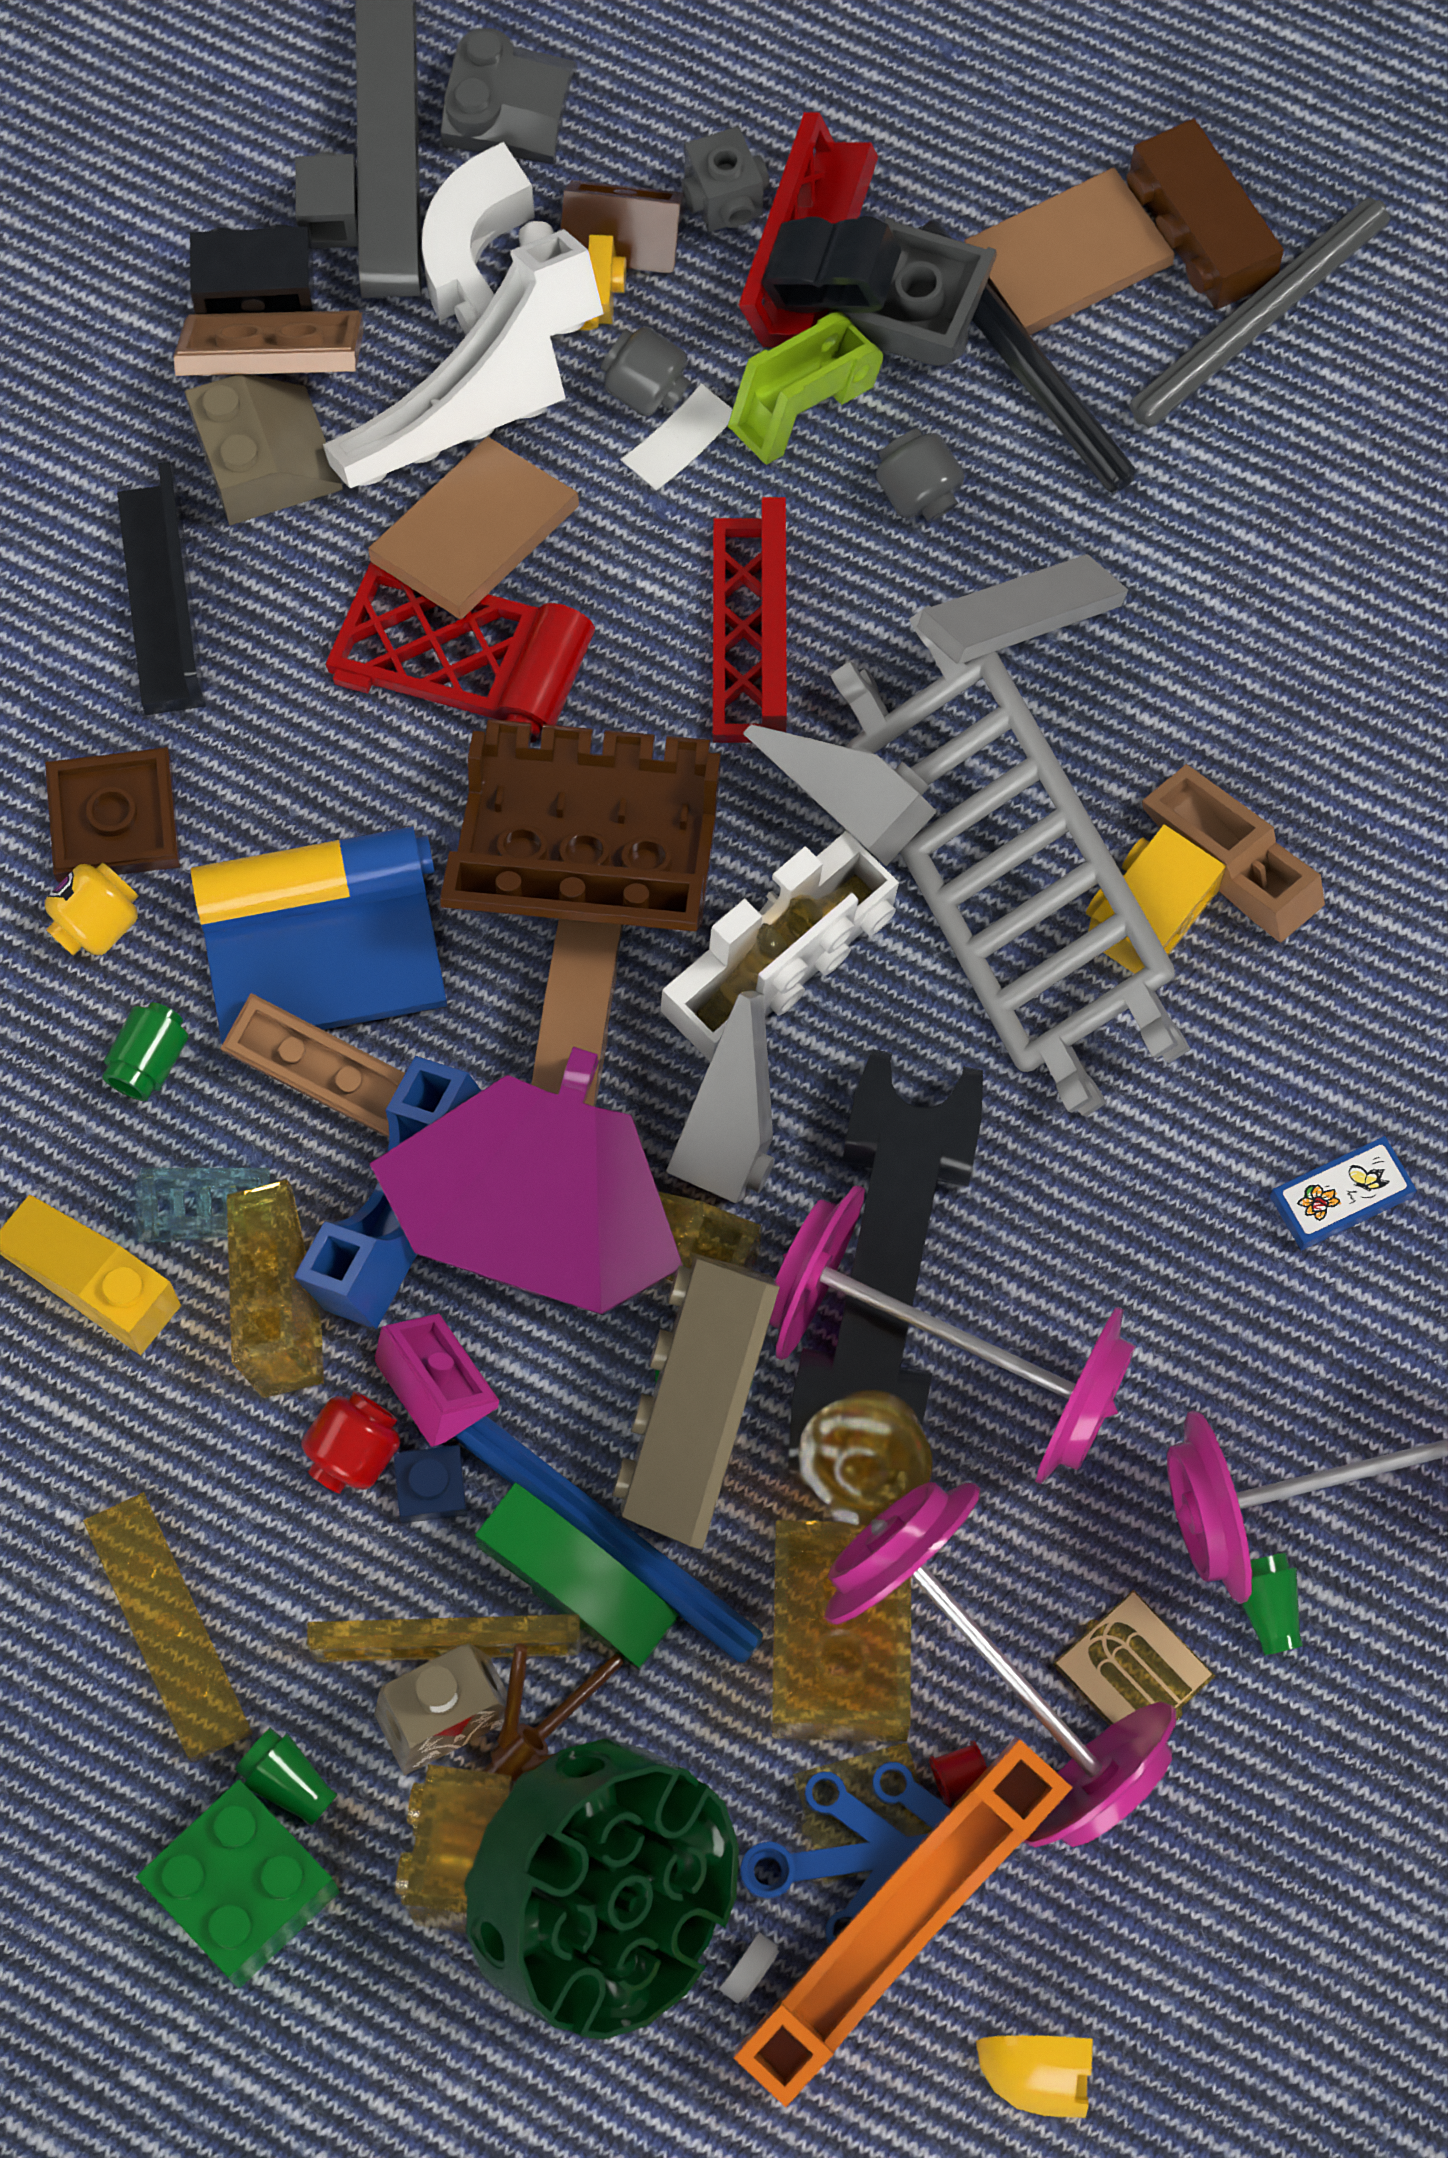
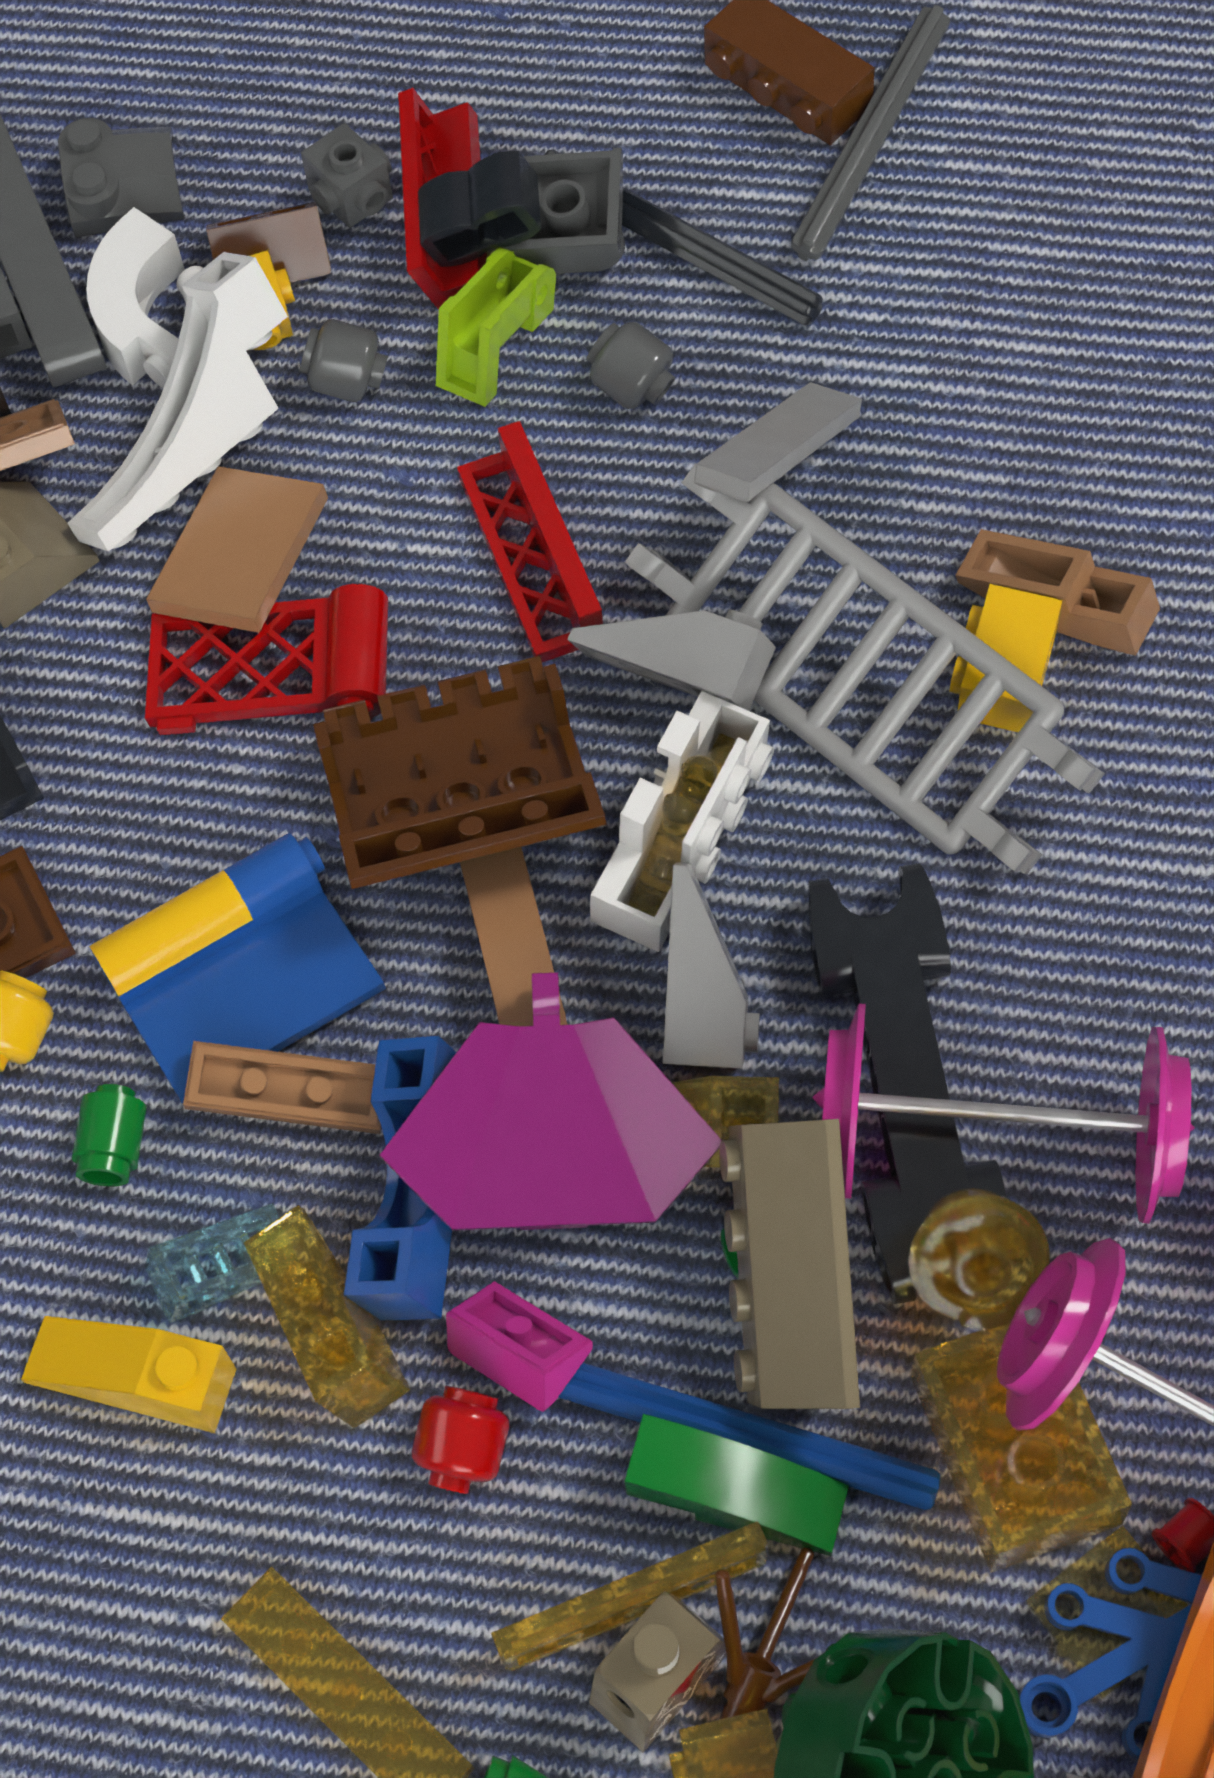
camera: 15 degrees left, 5 degrees down
(430, 1484) = (553, 1450): dark blue plate -> none
(679, 438) = (396, 410): white sticker -> none
(1073, 251) = (687, 135): medium nougat tile -> none

